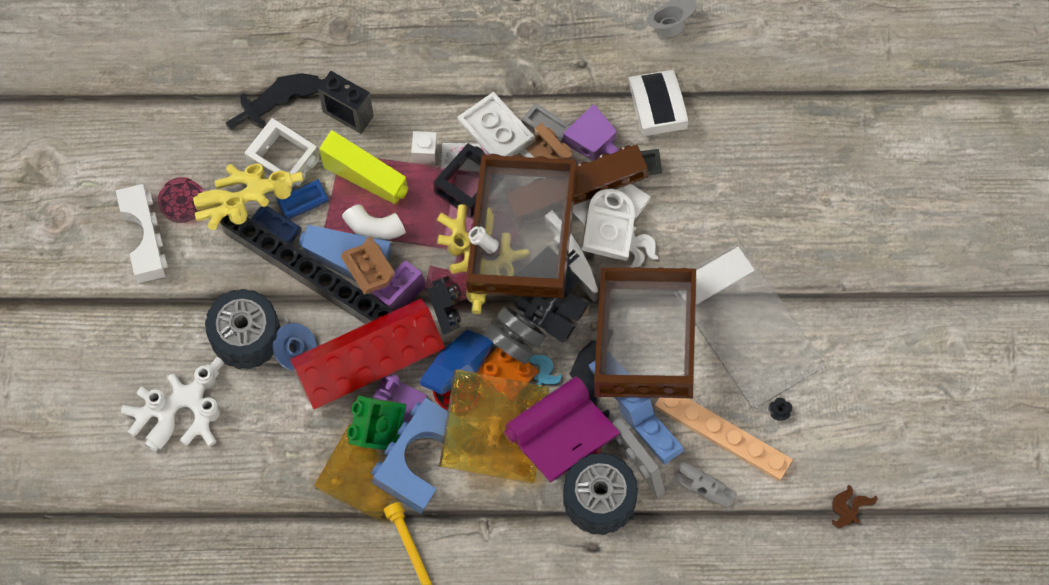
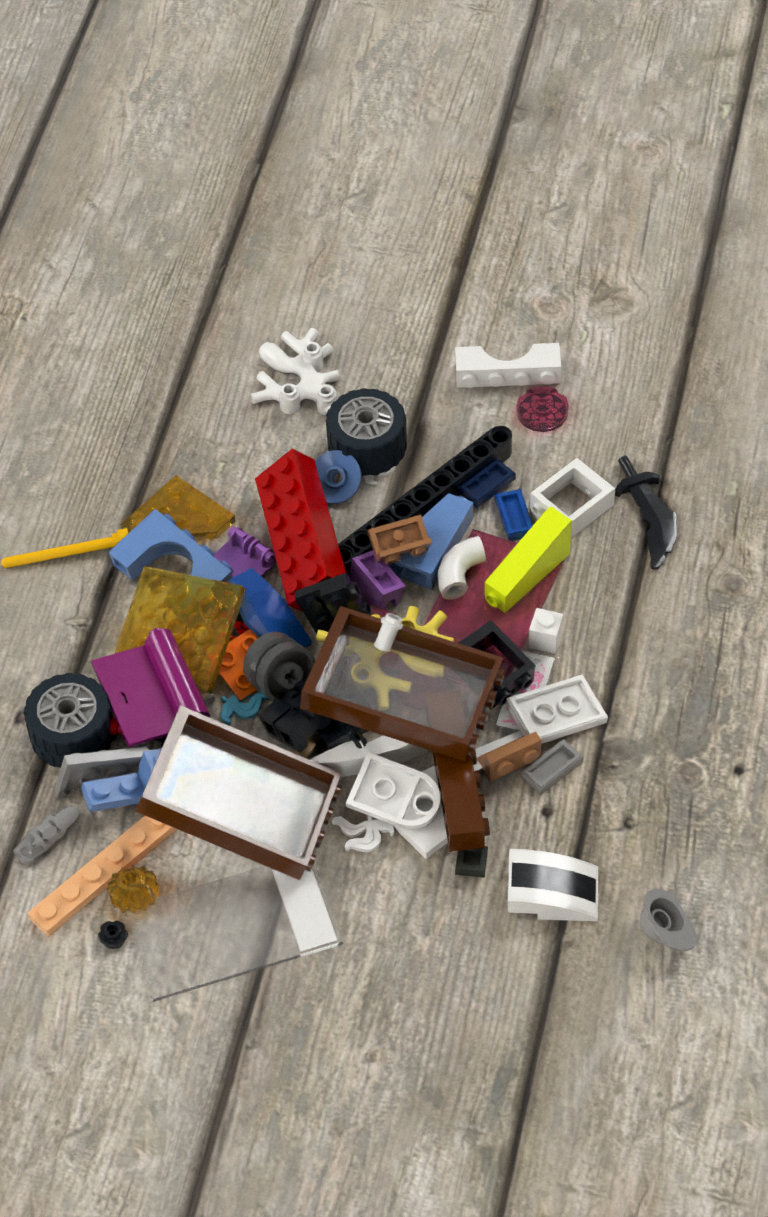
camera: 105 degrees right, 15 degrees down
(220, 203) = (533, 466): light yellow plant -> none
(347, 105) = (614, 552): black window -> none
(375, 422) = (219, 523): green plate -> none
(591, 135) = (522, 806): medium lavender torso -> none
(740, 409) = (133, 889): none -> clear yellow gear

